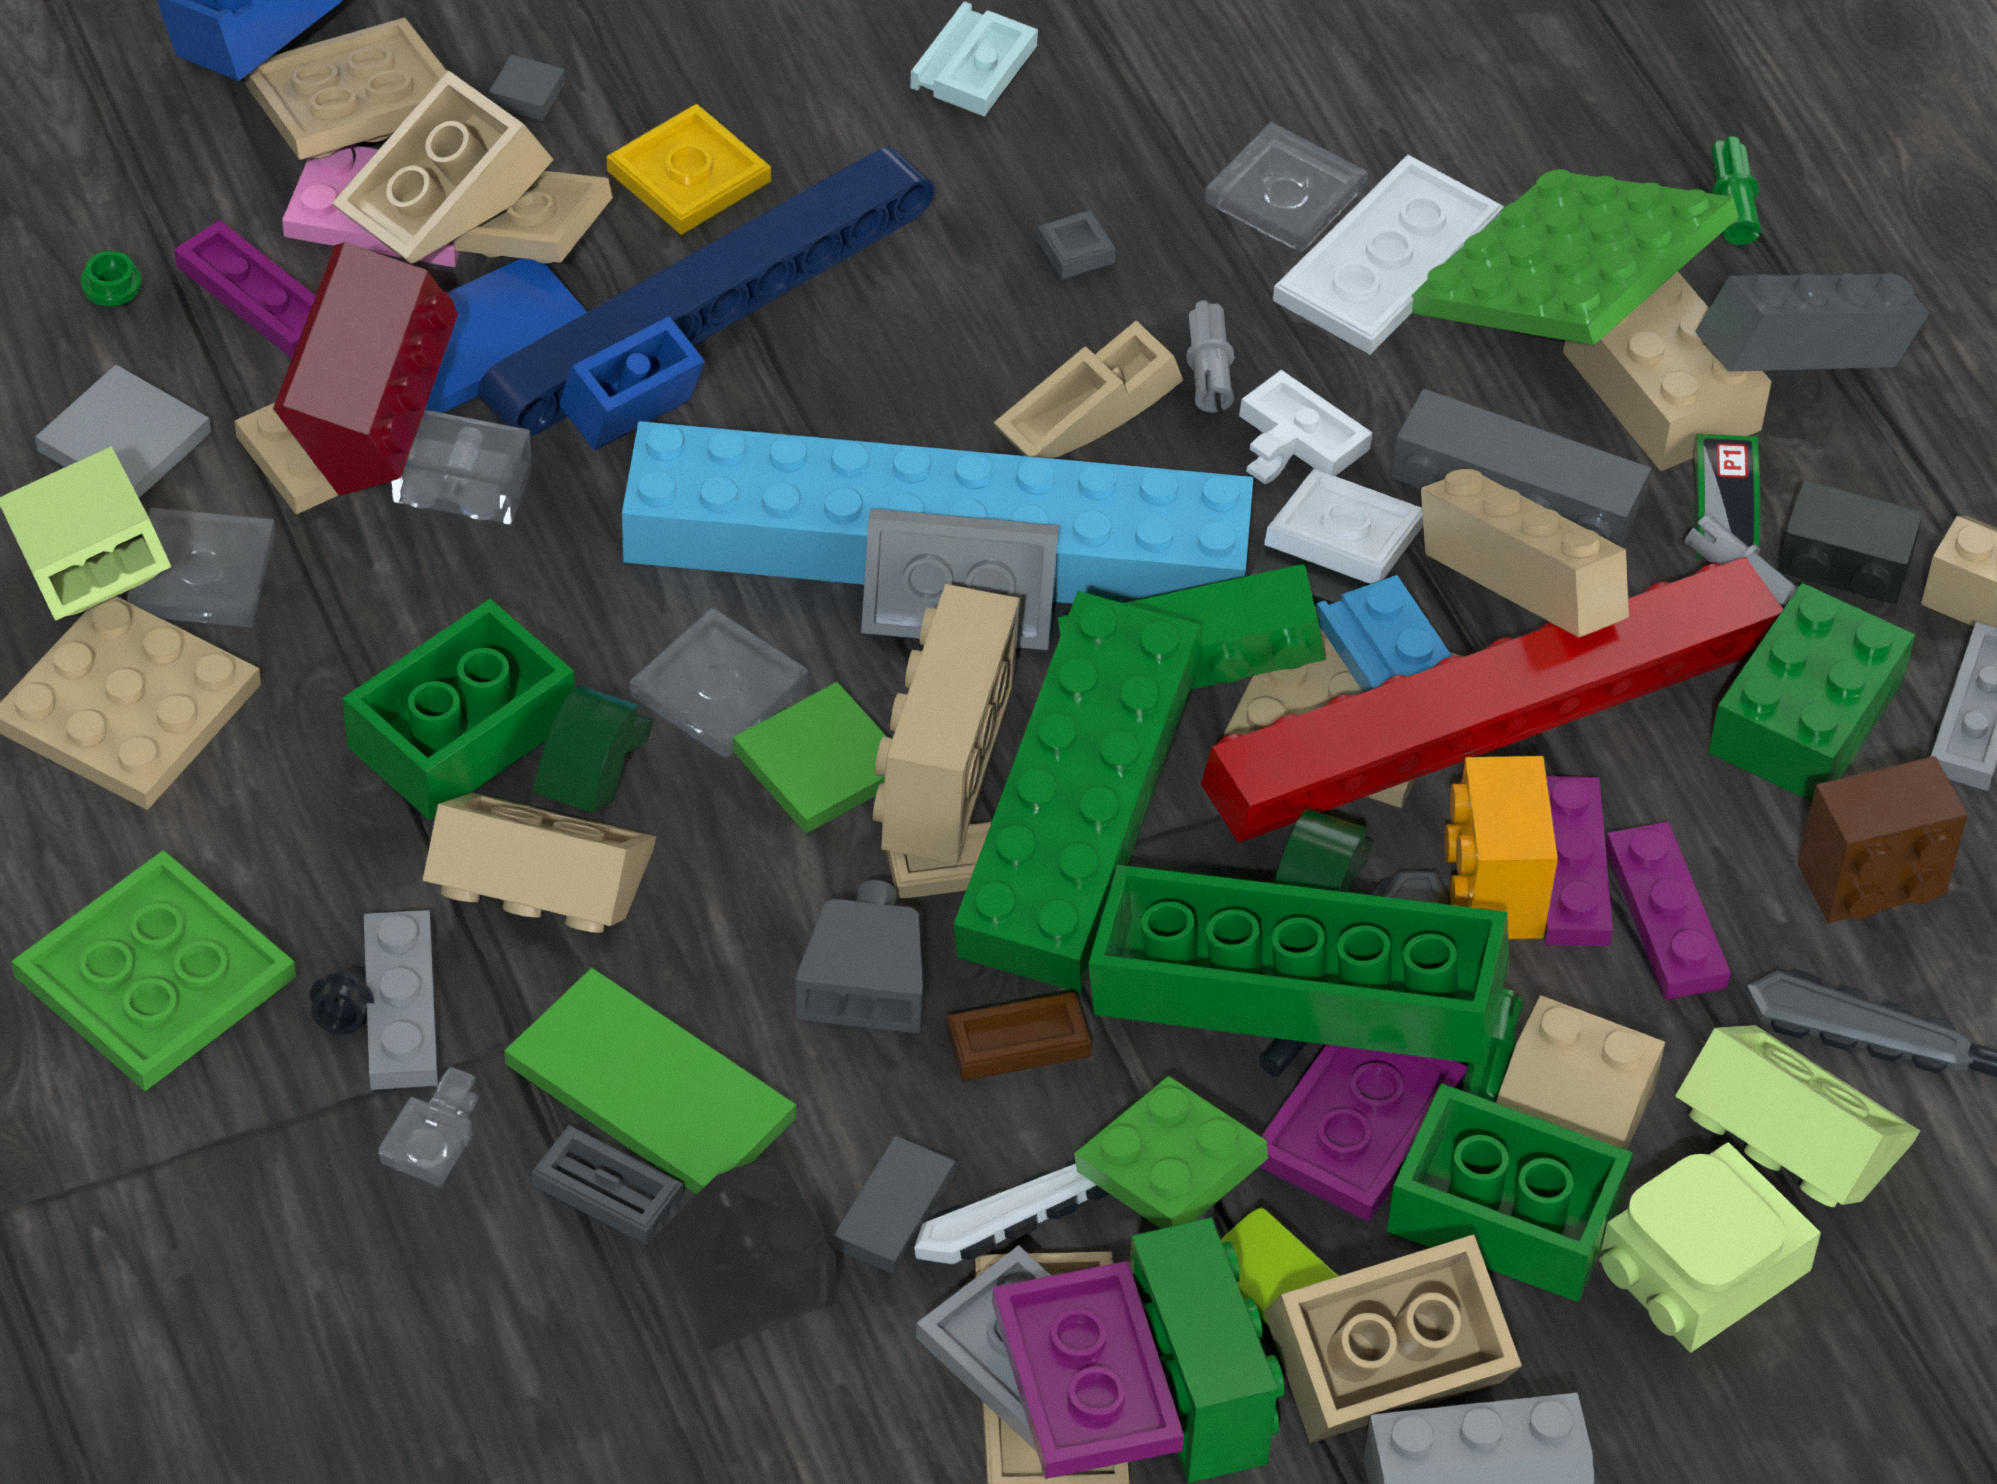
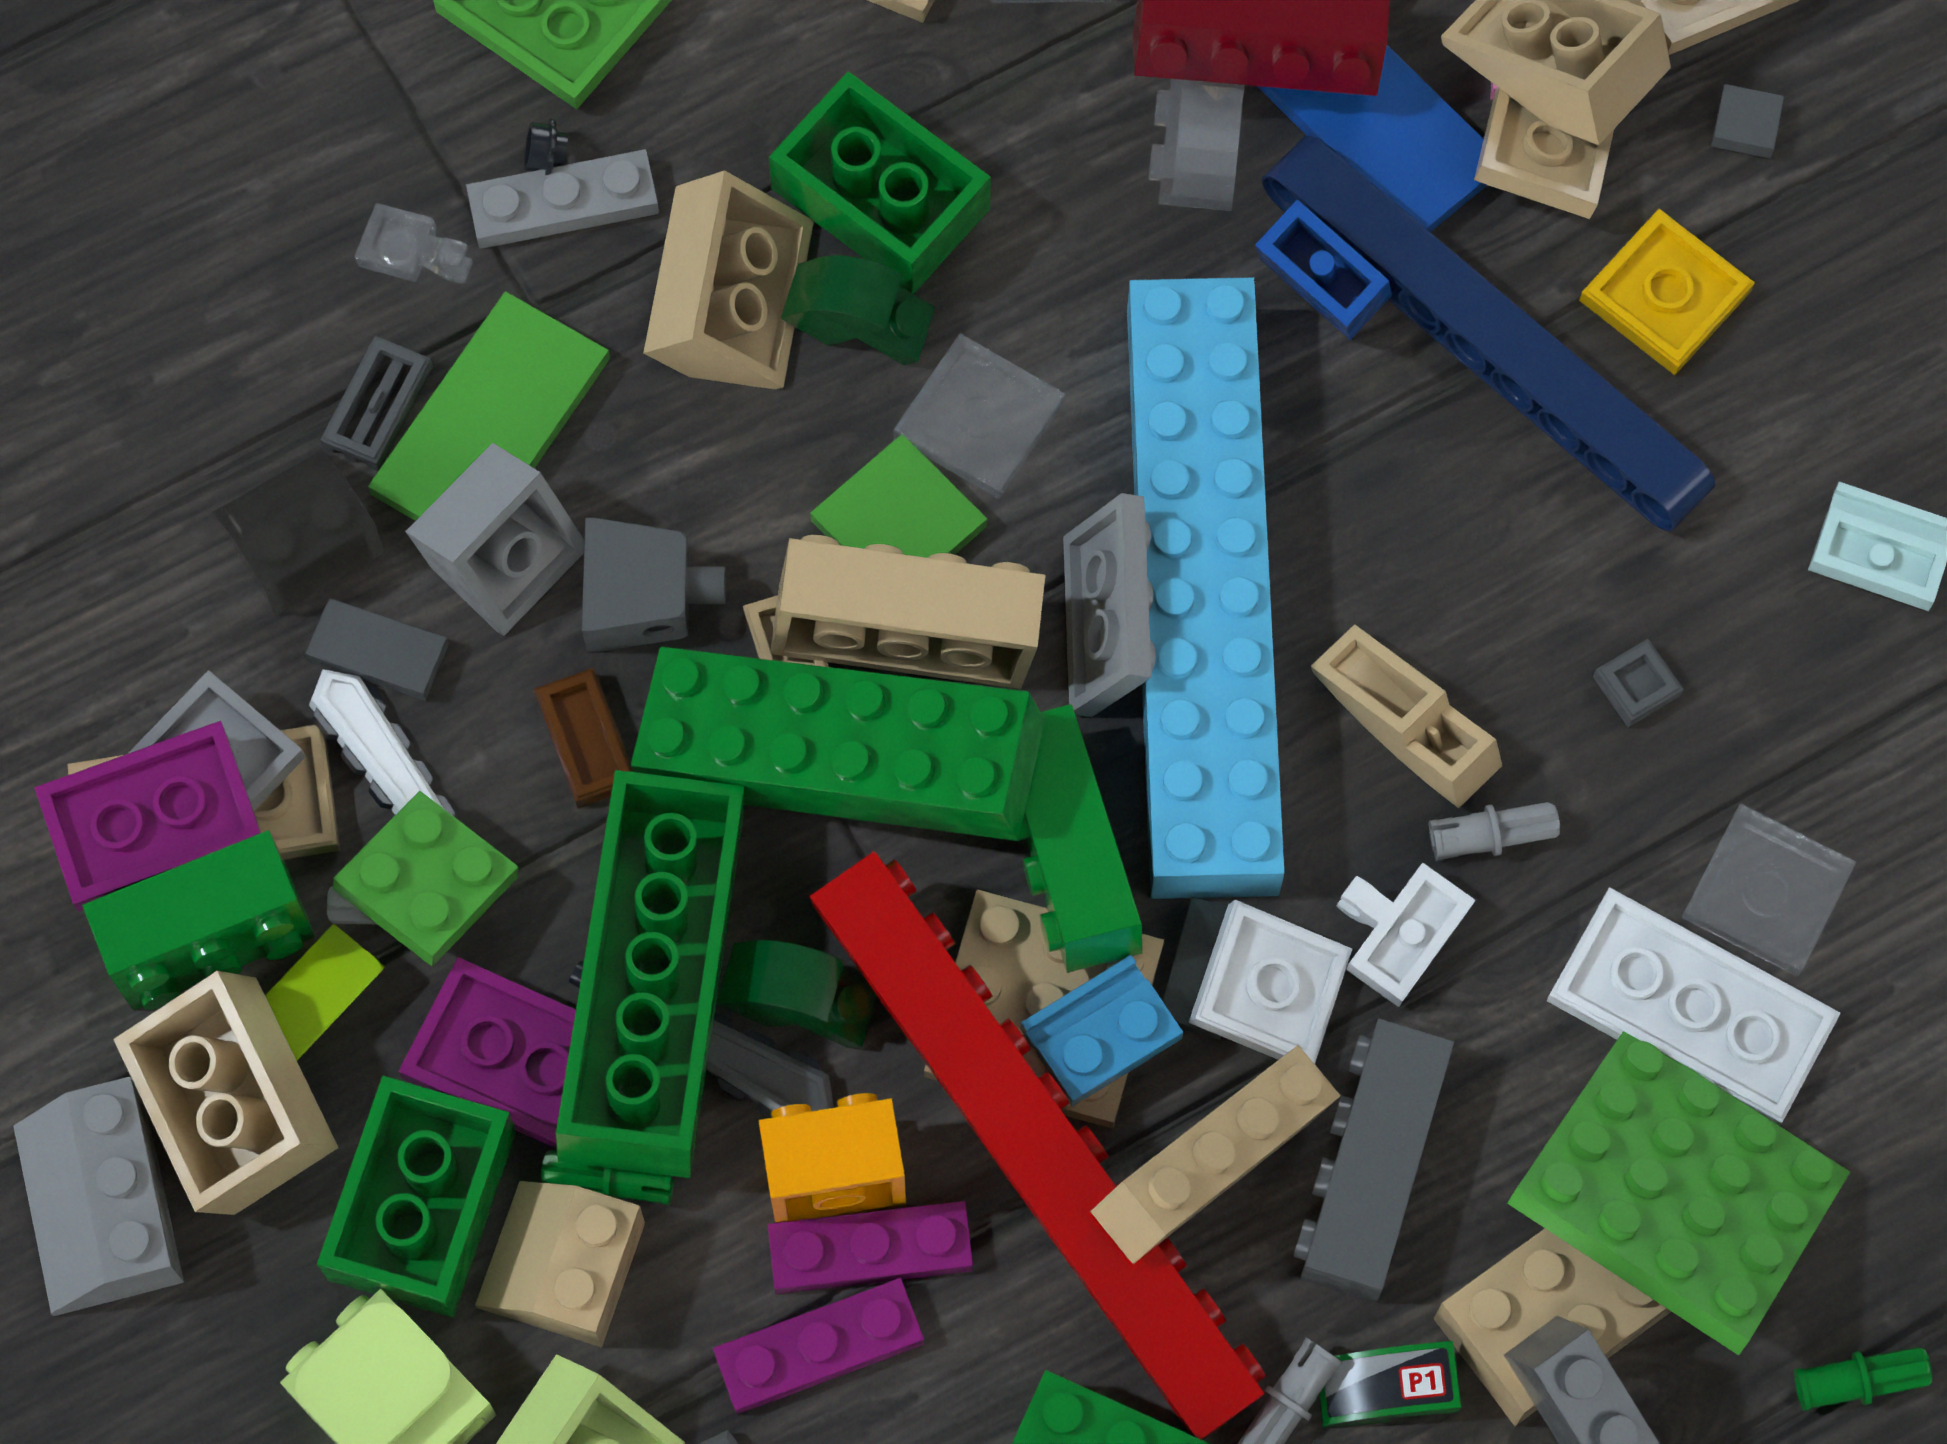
camera: 85 degrees right, 20 degrees up
(795, 1062) = (498, 537): none -> light grey slope

